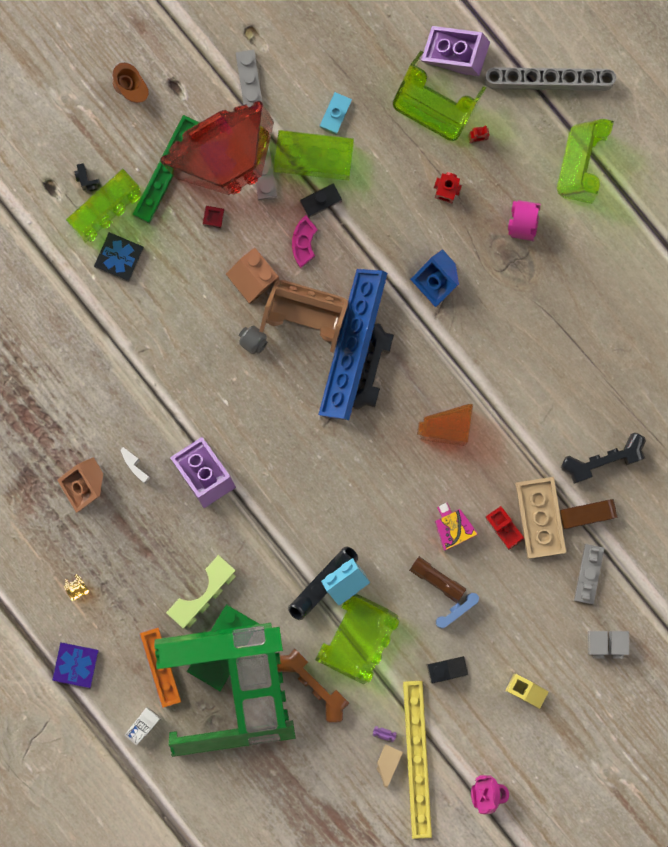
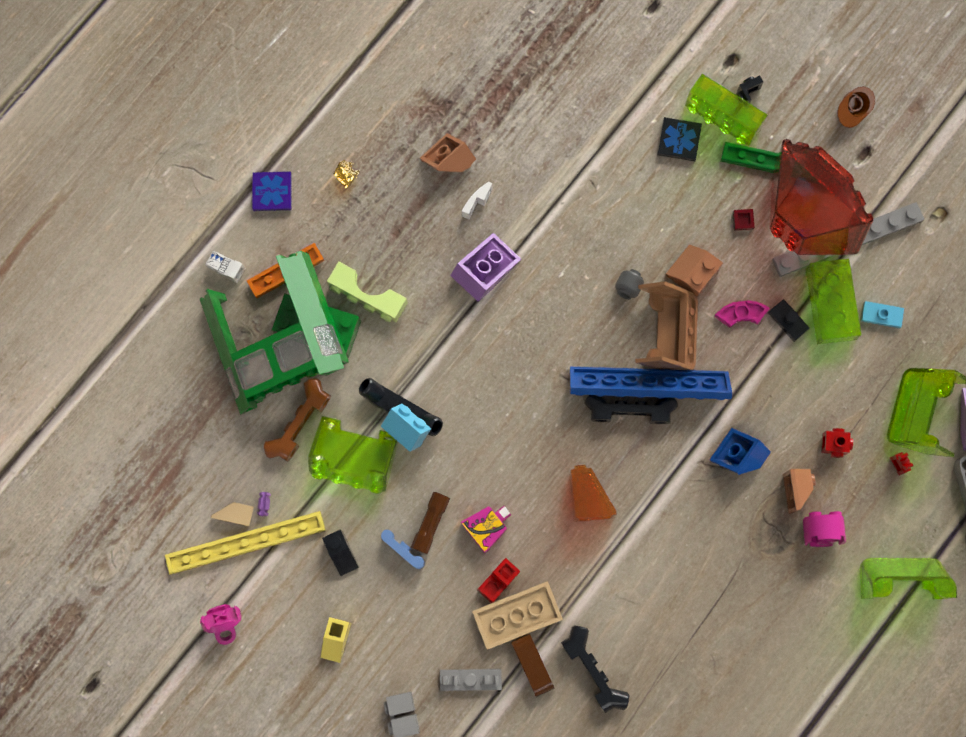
camera: 90 degrees right, 5 degrees down
(482, 233) = (798, 487): none -> nougat slope

